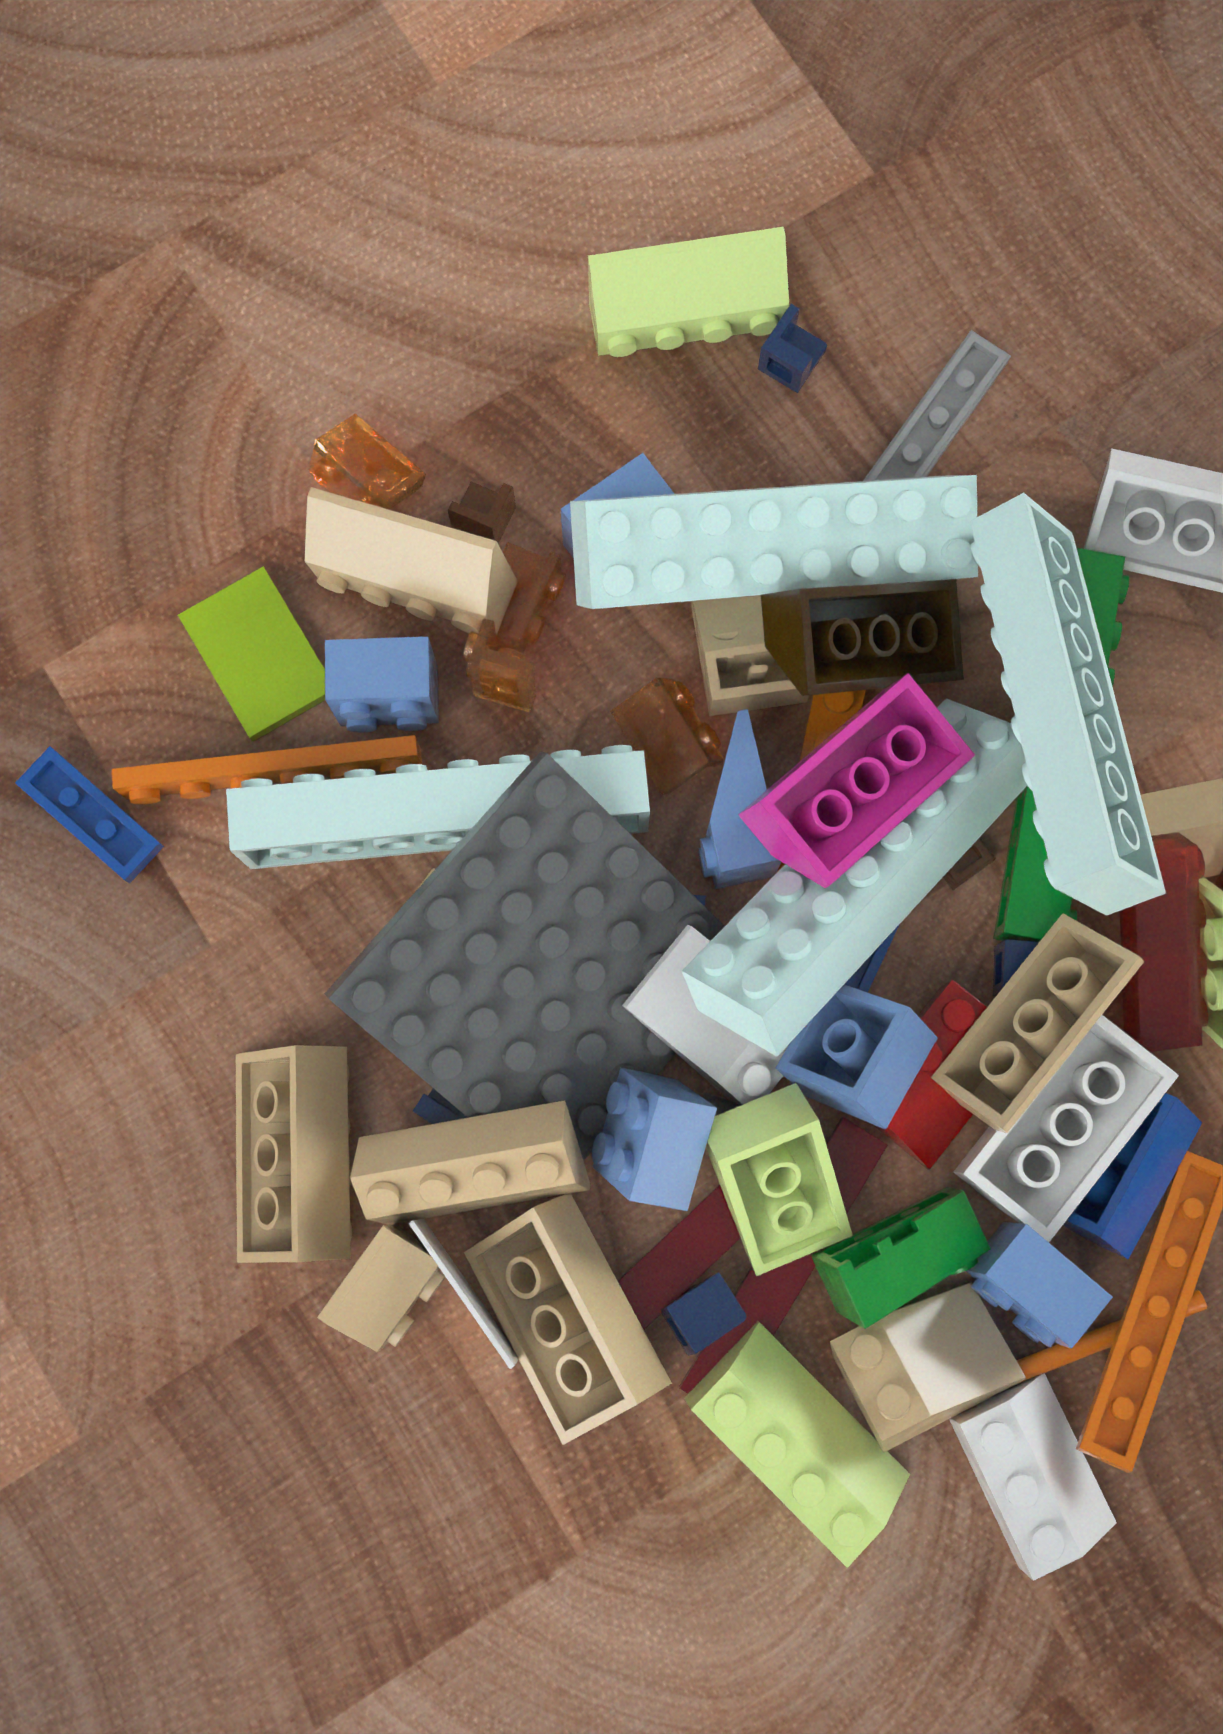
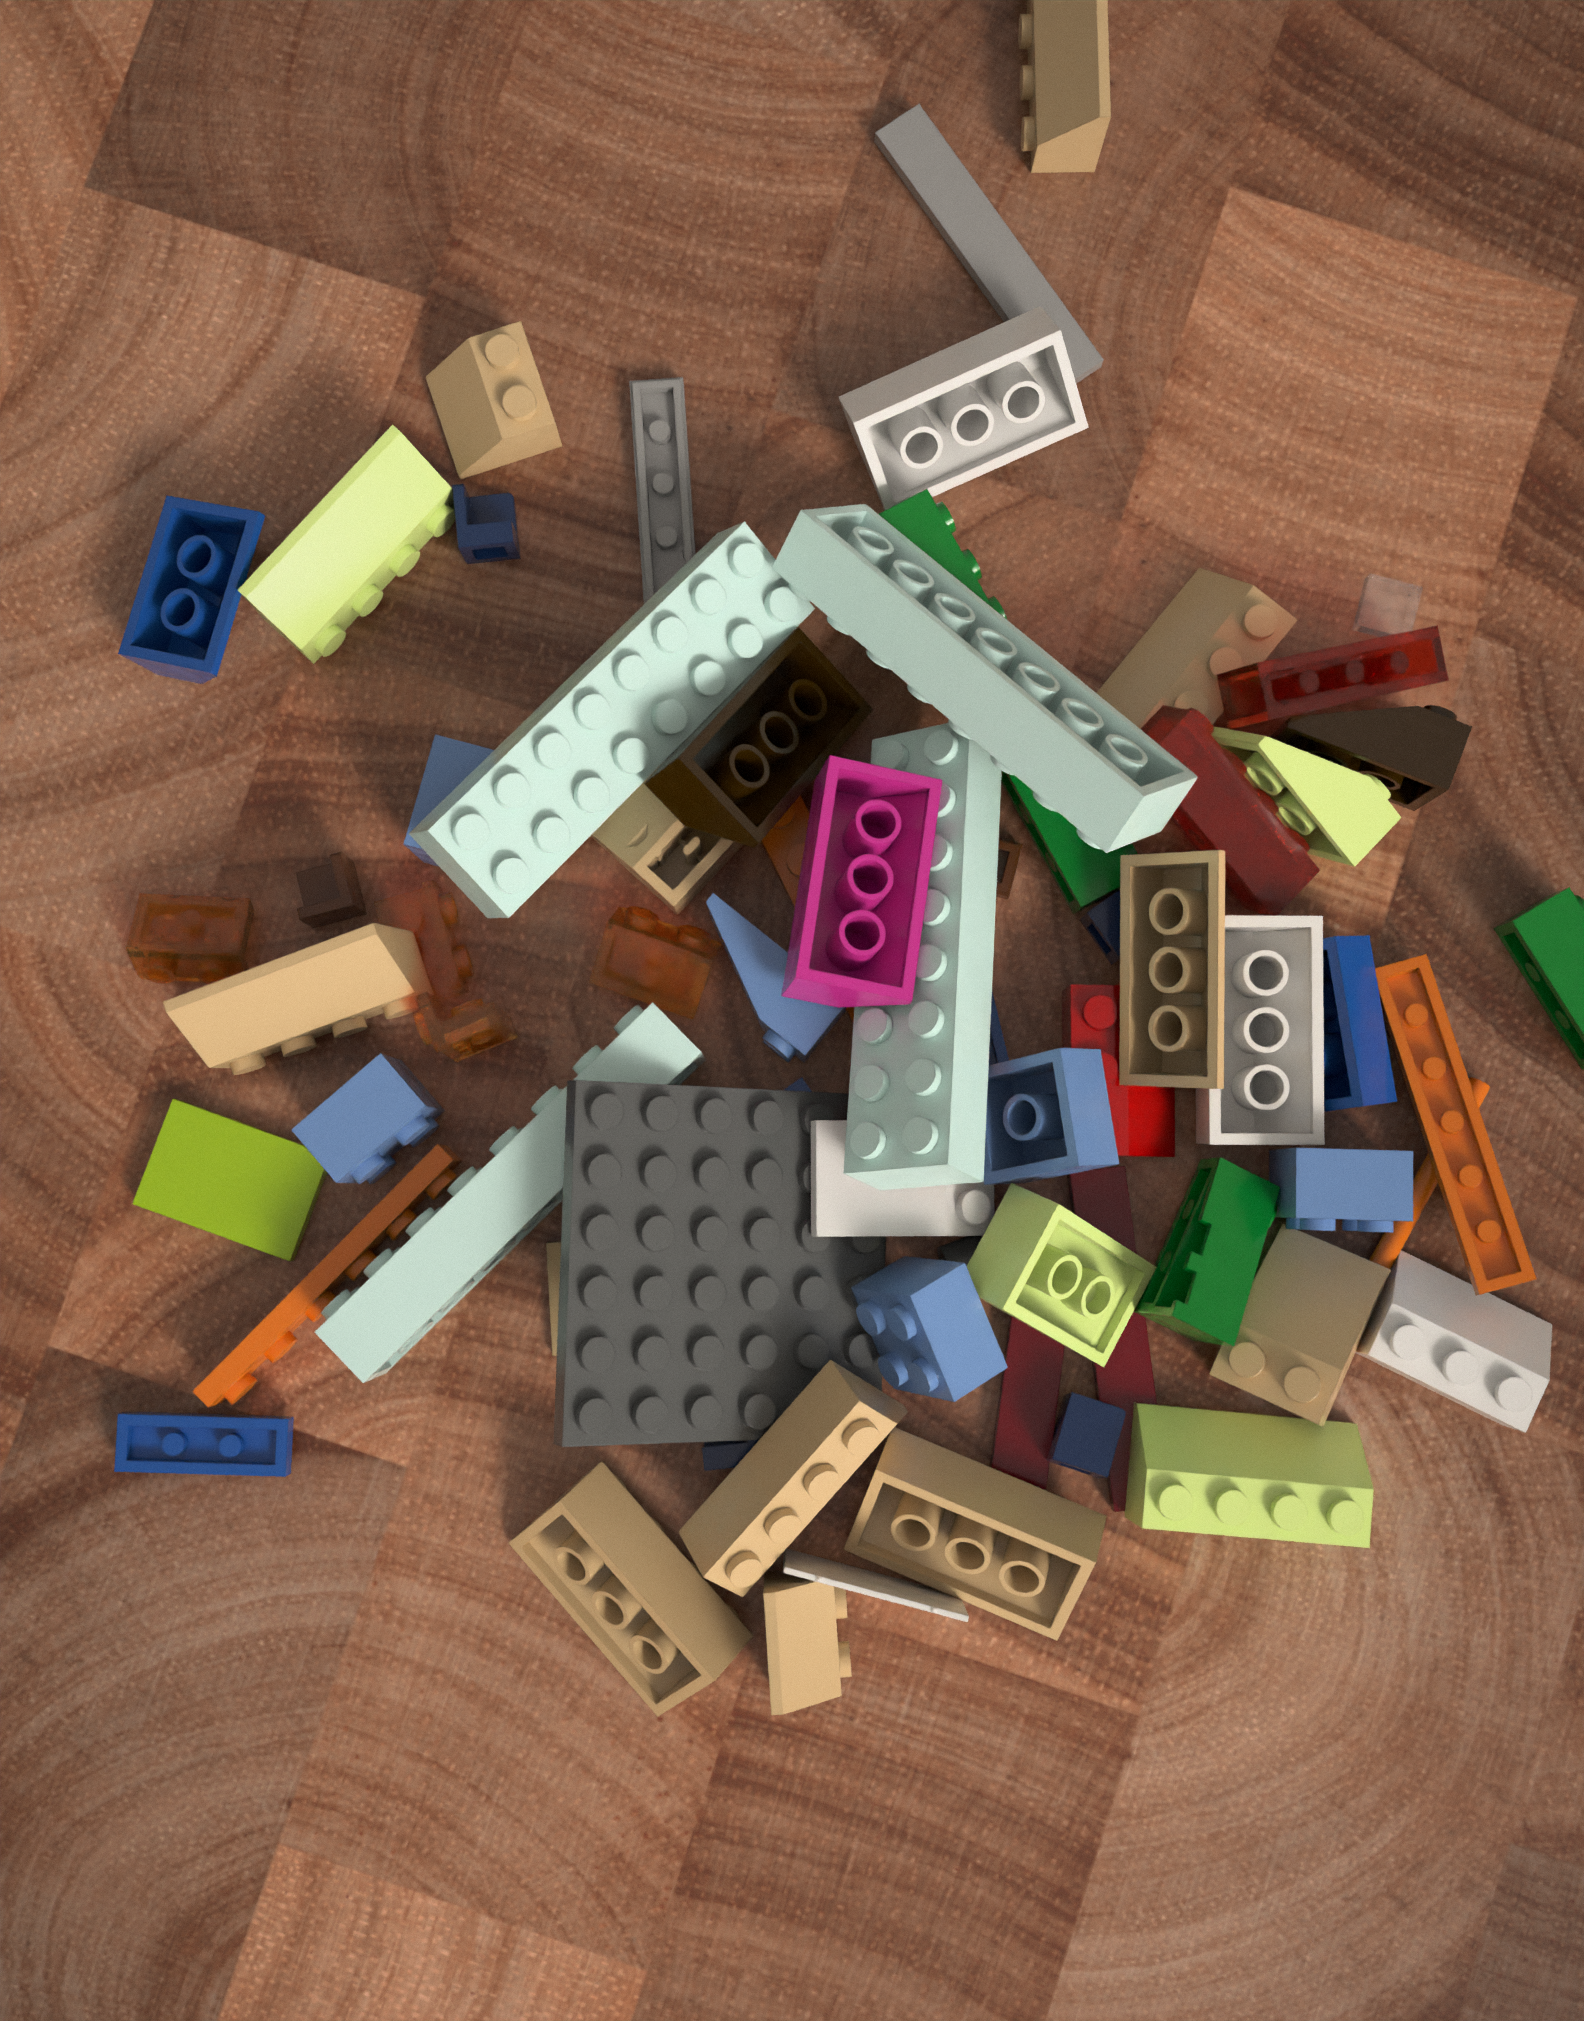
camera: 40 degrees left, 5 degrees up
(556, 236) = (191, 588): none -> blue slope
(864, 273) = (492, 402): none -> tan slope

